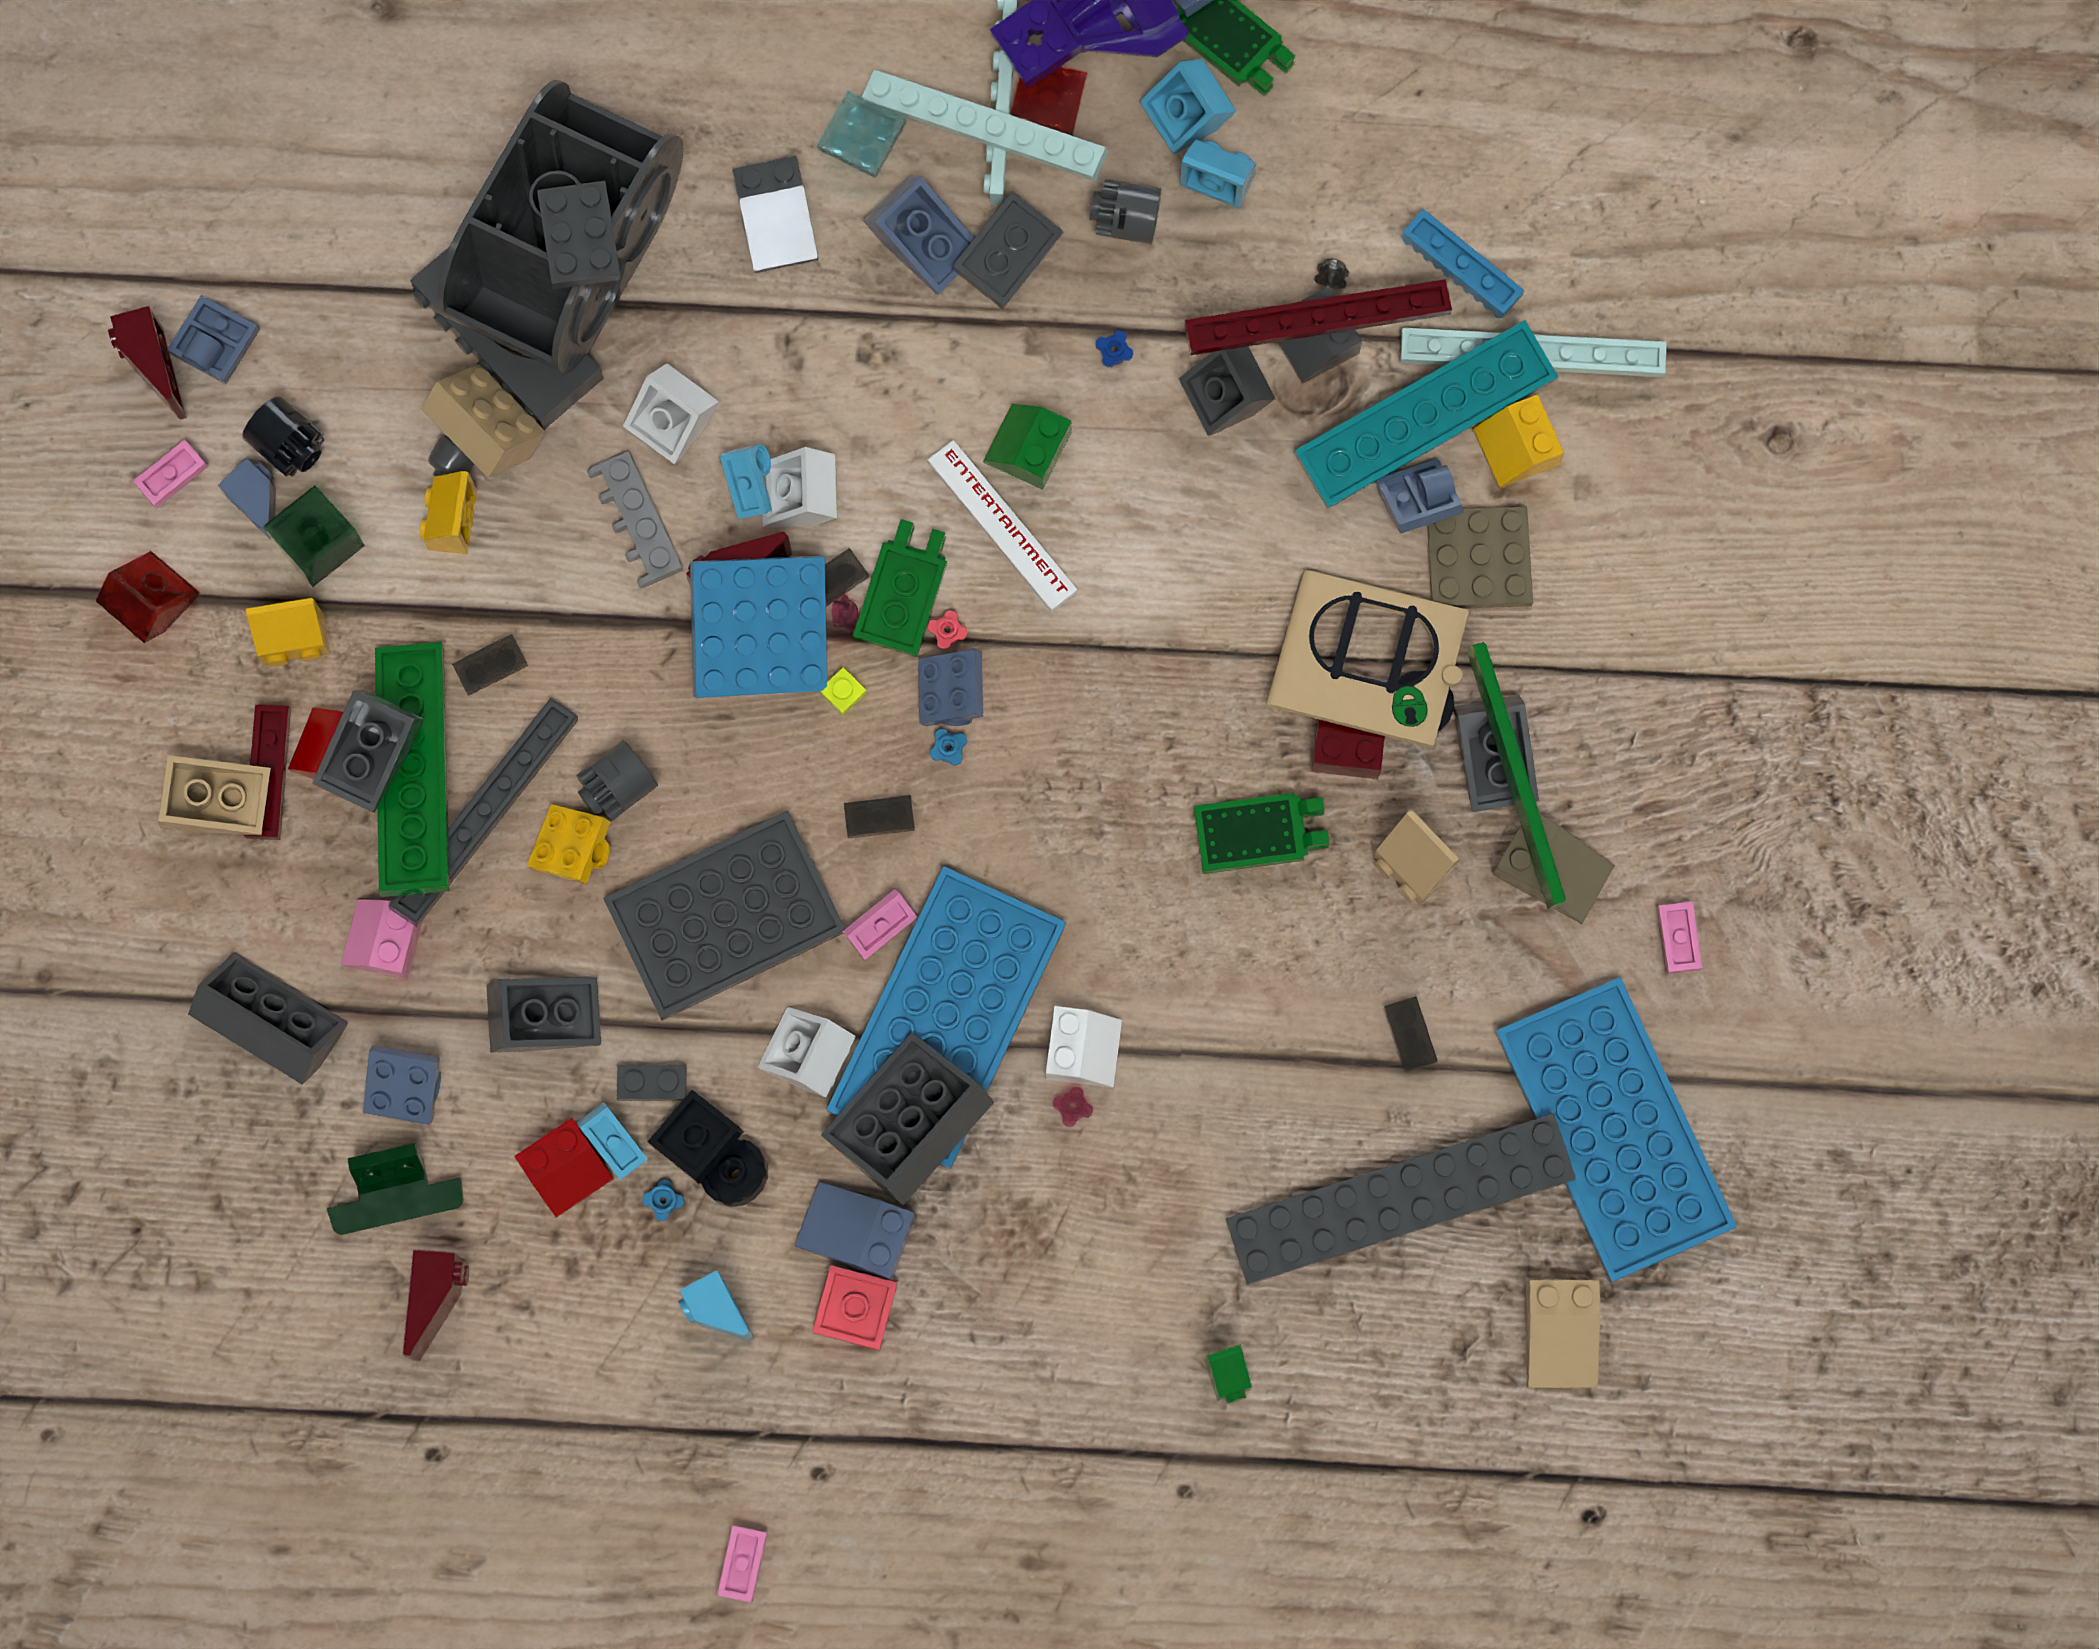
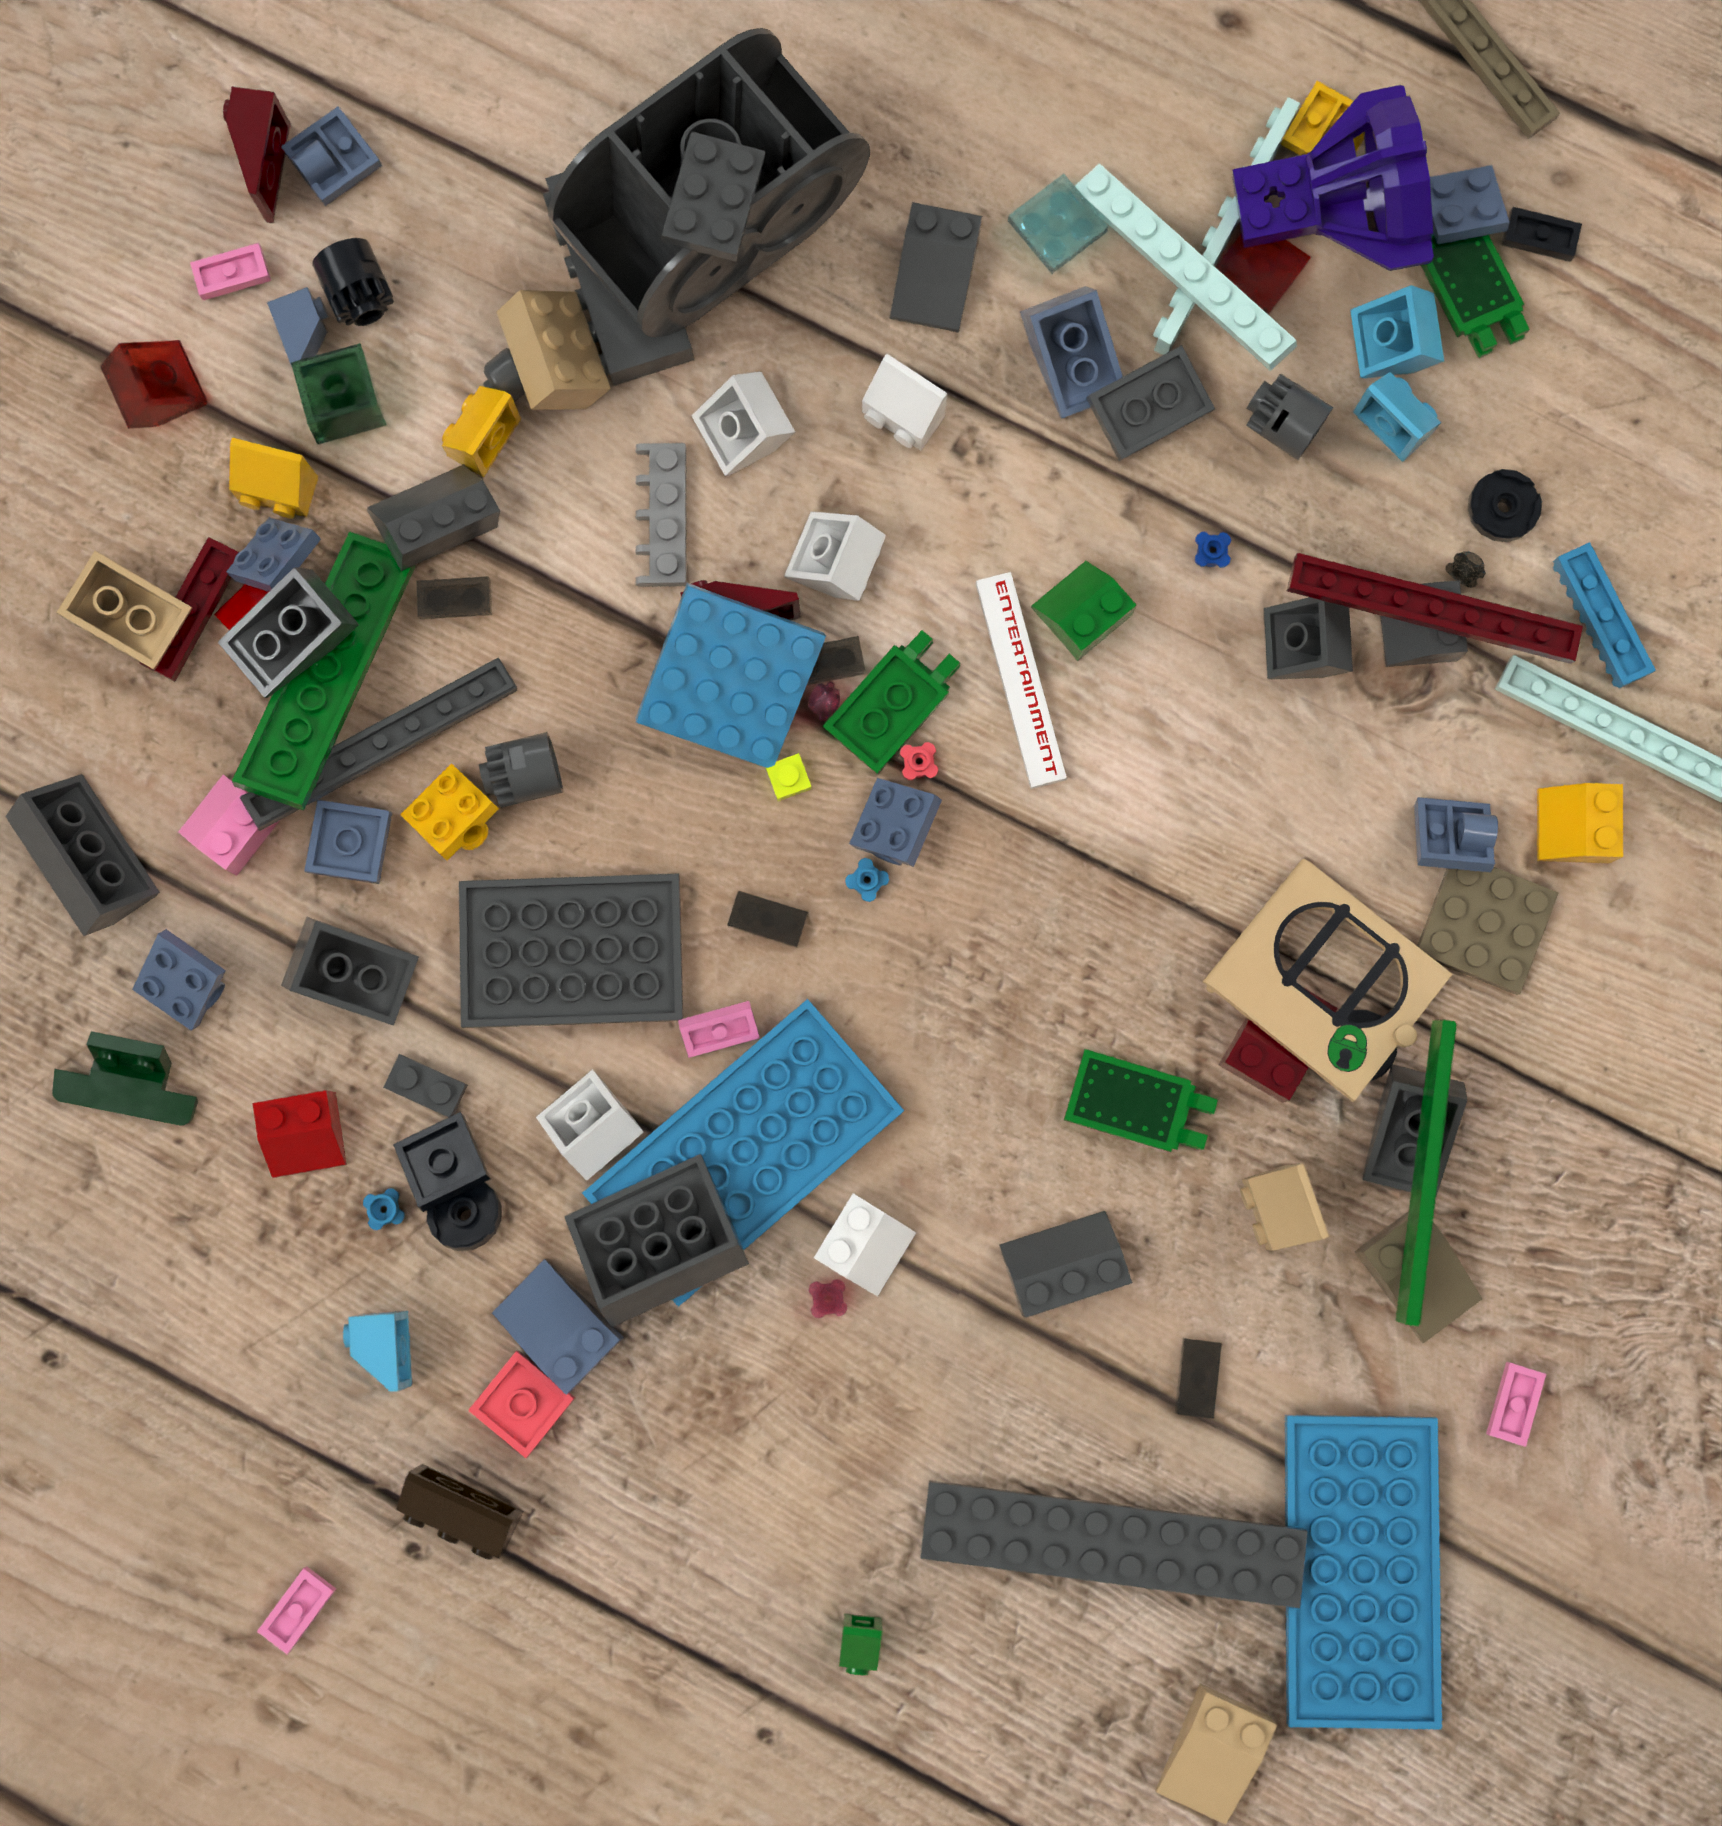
camera: 25 degrees right, 5 degrees up
(320, 694) = (272, 554): none -> sand blue plate
(433, 1292) = (113, 1201): dark red slope -> none
(443, 602) = (435, 516): none -> dark grey slope
(492, 907) = (348, 841): none -> sand blue plate
(611, 1141) = (357, 1127): medium azure plate -> none
(744, 475) = (787, 515): medium azure plate -> none
(800, 338) = (904, 403): none -> white slope
(842, 1419) = (458, 1511): none -> dark brown slope
(1258, 989) = (1065, 1264): none -> dark grey slope
(1343, 193) = (1517, 493): none -> black plate
(1426, 414) = (1499, 754): teal plate -> none

